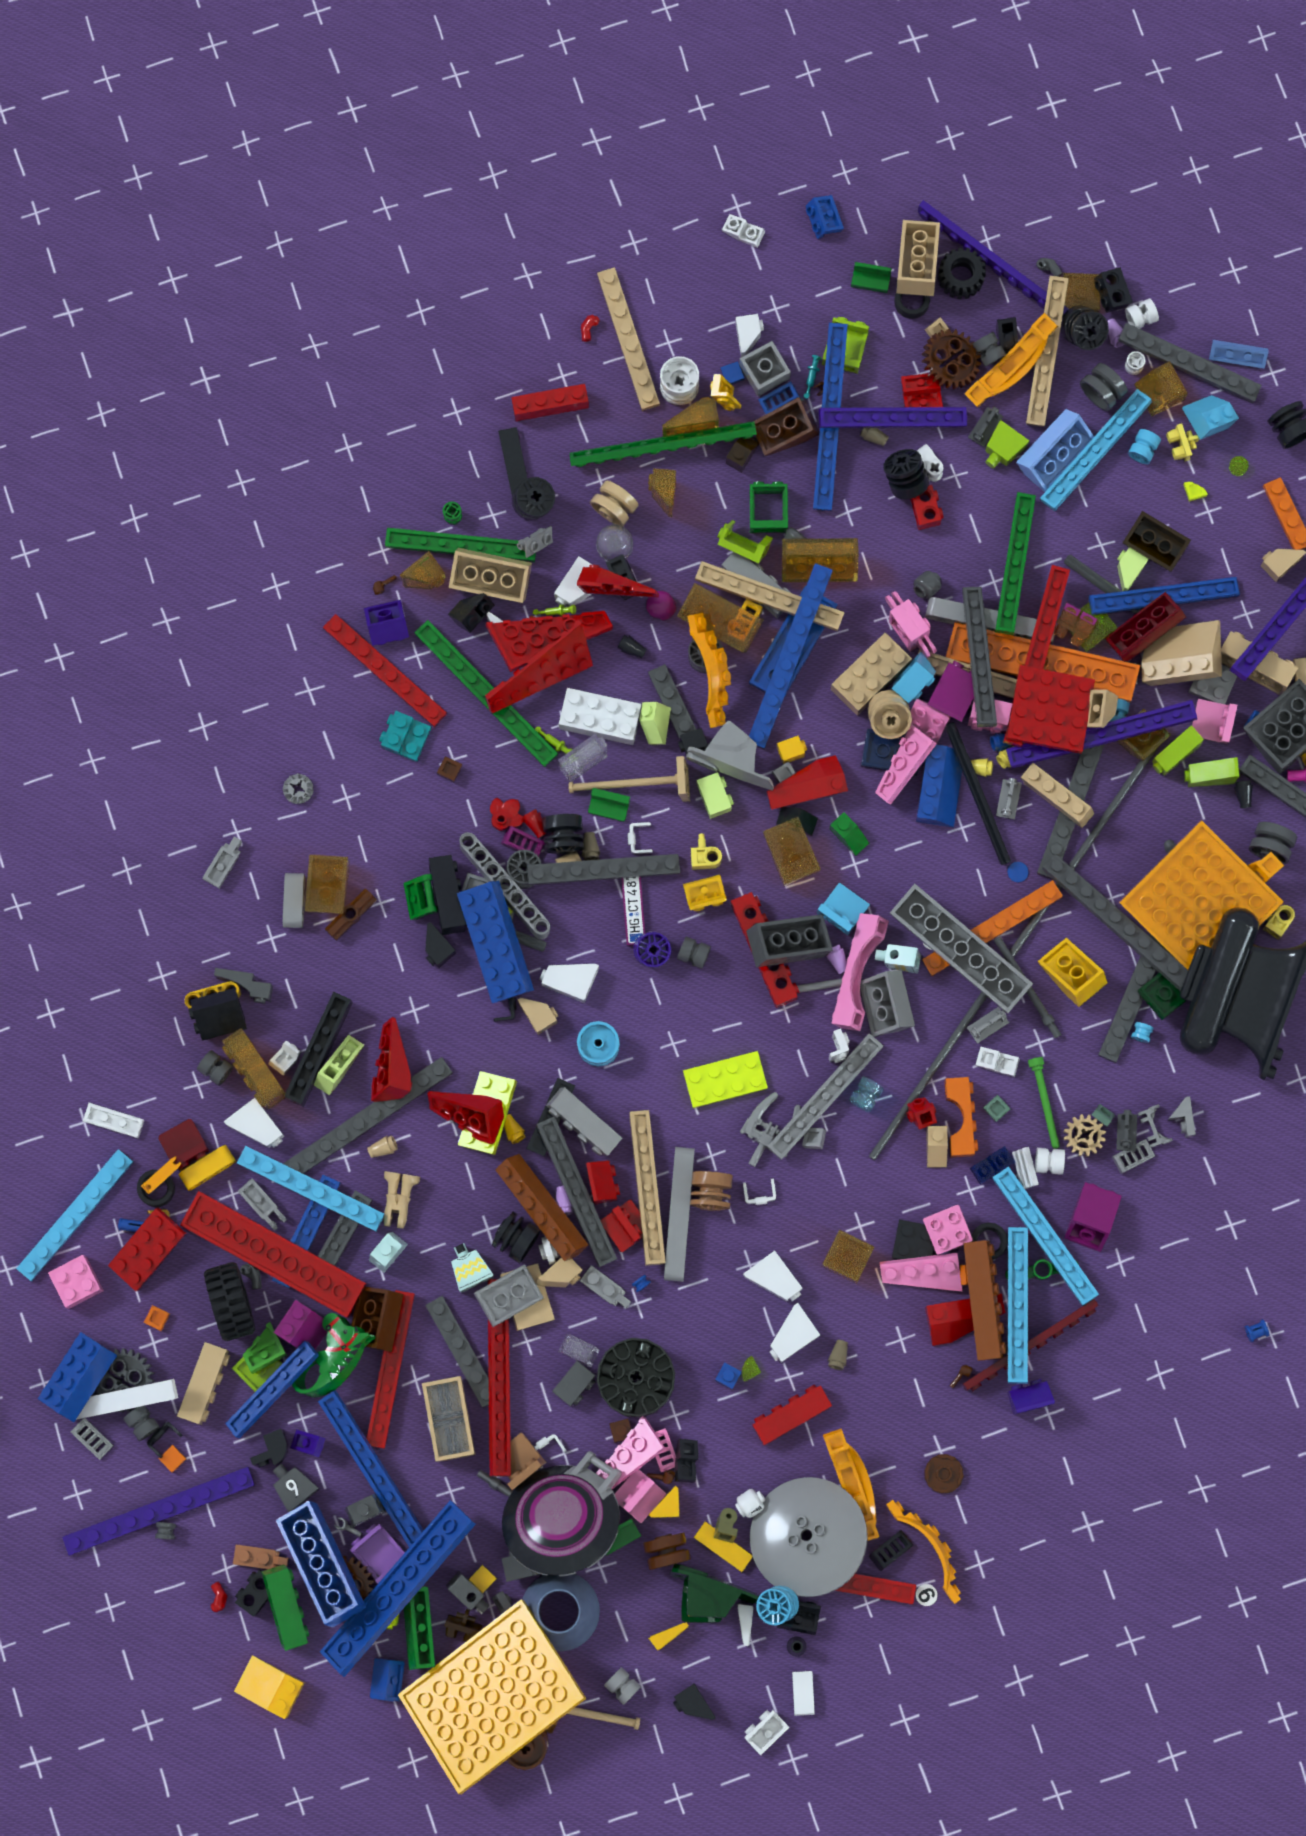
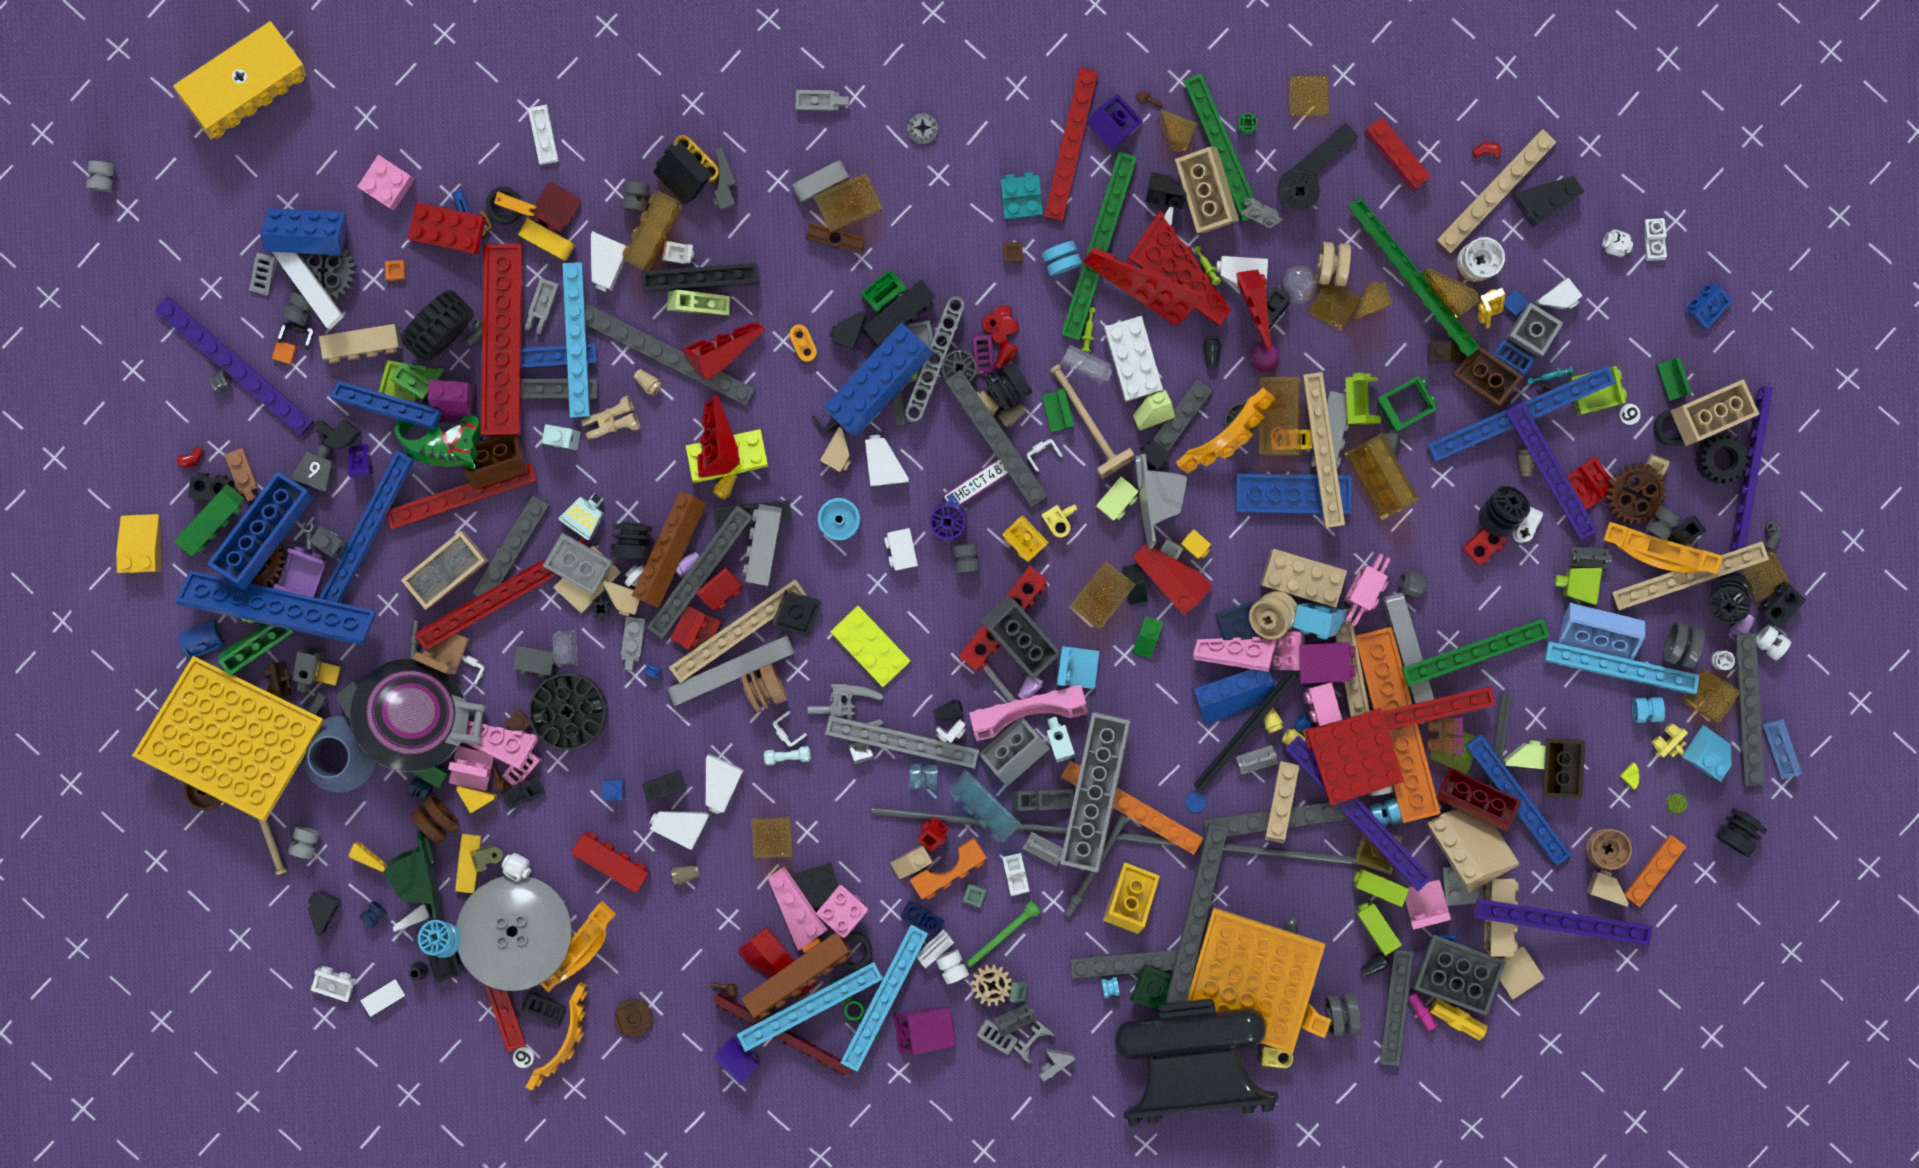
camera: 60 degrees right, 10 degrees up
(74, 1215) = (444, 149): medium azure plate -> none
(426, 991) = (803, 343): none -> light orange plate
(457, 449) = (1308, 95): none -> clear yellow tile
(478, 729) = (1061, 258): none -> medium azure wheel
(555, 1296) = (607, 608): none -> black gear
(628, 1554) = (419, 789): none -> dark blue wheel
(649, 524) = (1333, 305): none -> clear yellow slope
(655, 1005) = (901, 549): none -> white brick
(658, 303) = (1544, 200): none -> black wedge
(660, 1126) = (796, 613): none -> black plate
(722, 1658) = (373, 914): none -> dark blue wheel
(729, 262) = (1617, 243): none -> white head
(749, 1329) = (663, 786): none -> black brick
(750, 1369) = (631, 804): clear neon green tile -> none
(788, 1191) = (772, 757): none -> light aqua piece
(790, 654) = (1279, 497): blue plate -> none
(820, 1040) = (952, 709): none -> black cone
(881, 329) = (1629, 414): none -> white sticker
(922, 1053) = (984, 806): none -> clear light blue slope
(943, 1002) = (1042, 799): none -> dark grey slope
(979, 657) = (1369, 667): dark grey tile -> none
(1101, 708) = (1380, 801): tan slope -> none
(1249, 532) = (1619, 848): none -> medium nougat wheel

